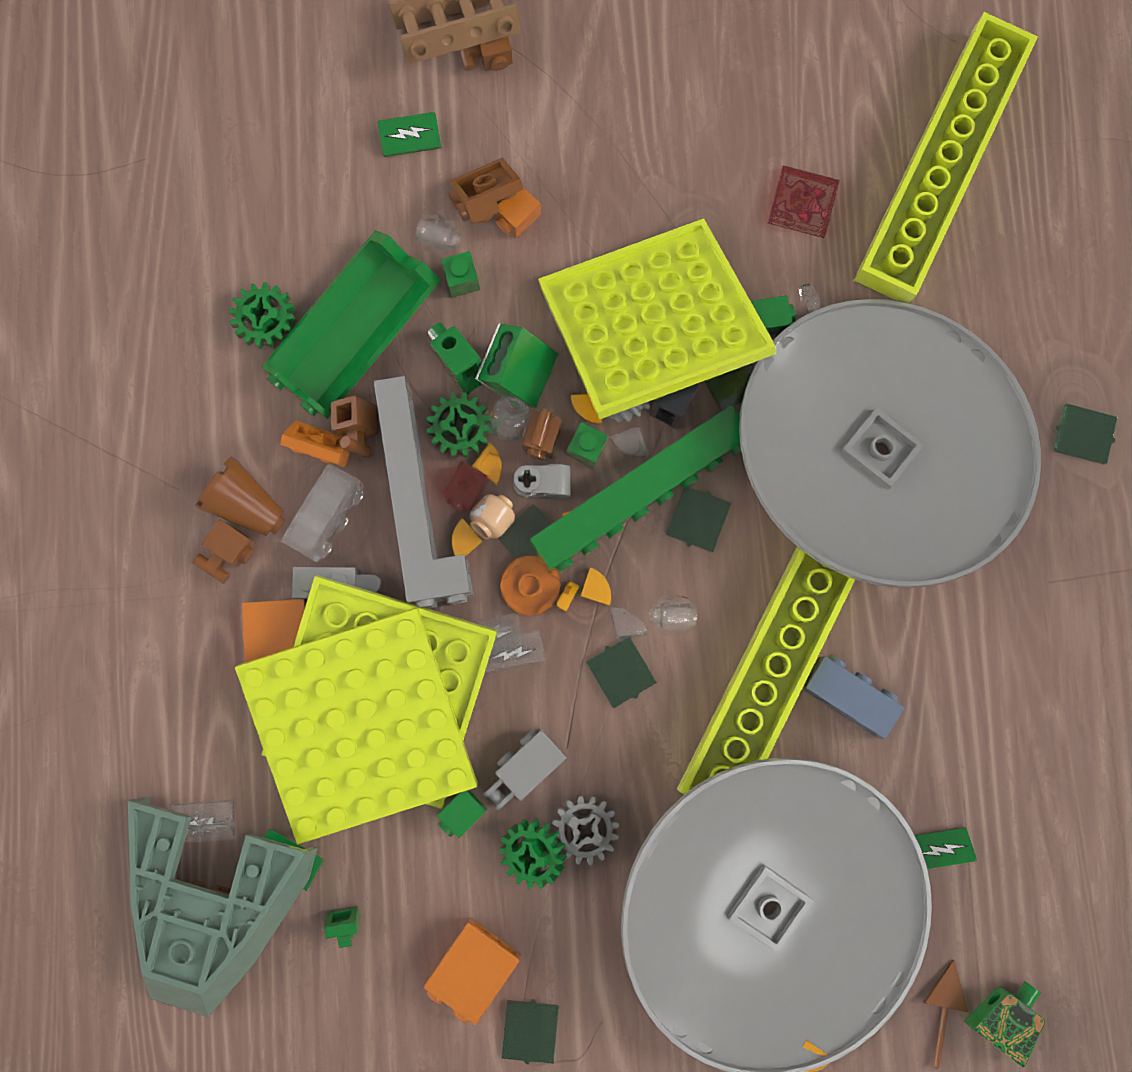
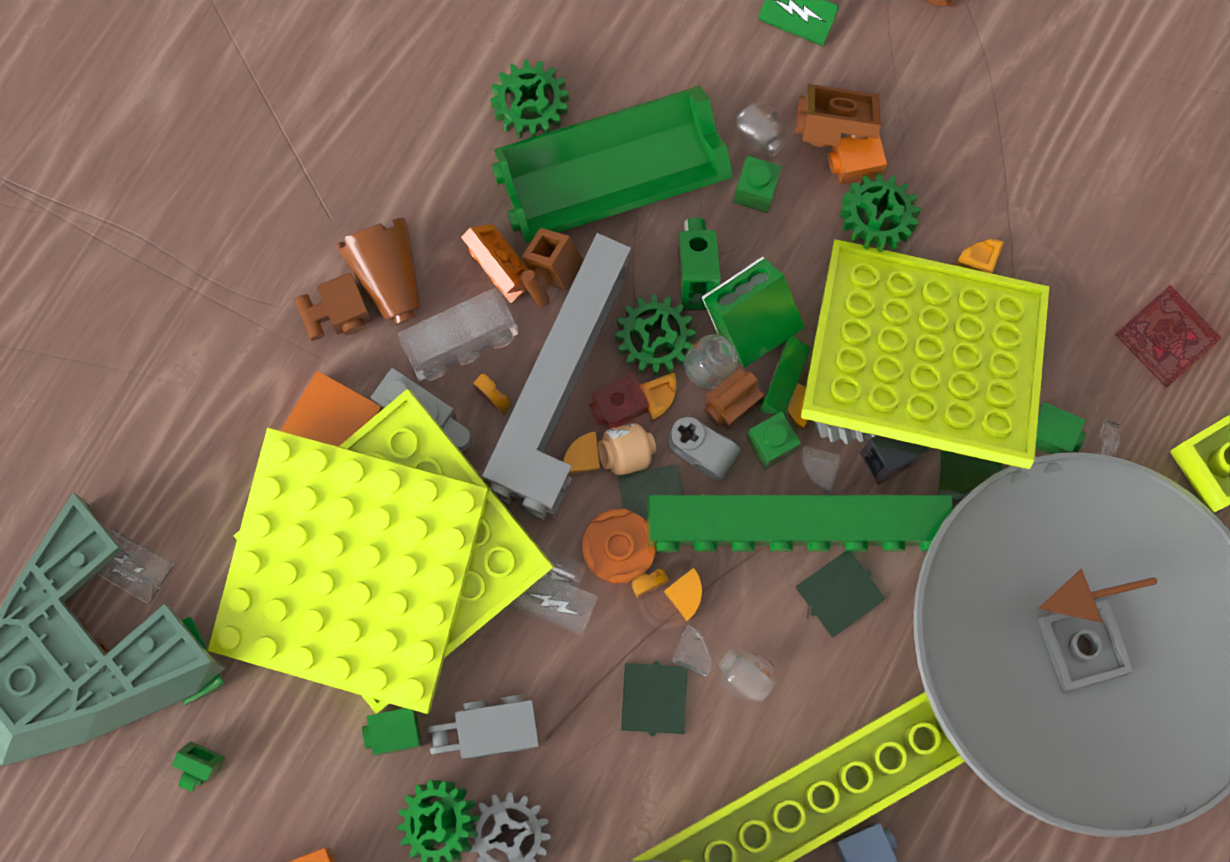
camera: 35 degrees right, 5 degrees down
(370, 538) = (486, 388): none -> light orange tile
(566, 396) = (785, 377): none -> green slope
(570, 234) = (861, 208): none -> green gear
(644, 226) = (981, 255): none -> light orange tile
(861, 421) = (1078, 601): none -> dark orange piece

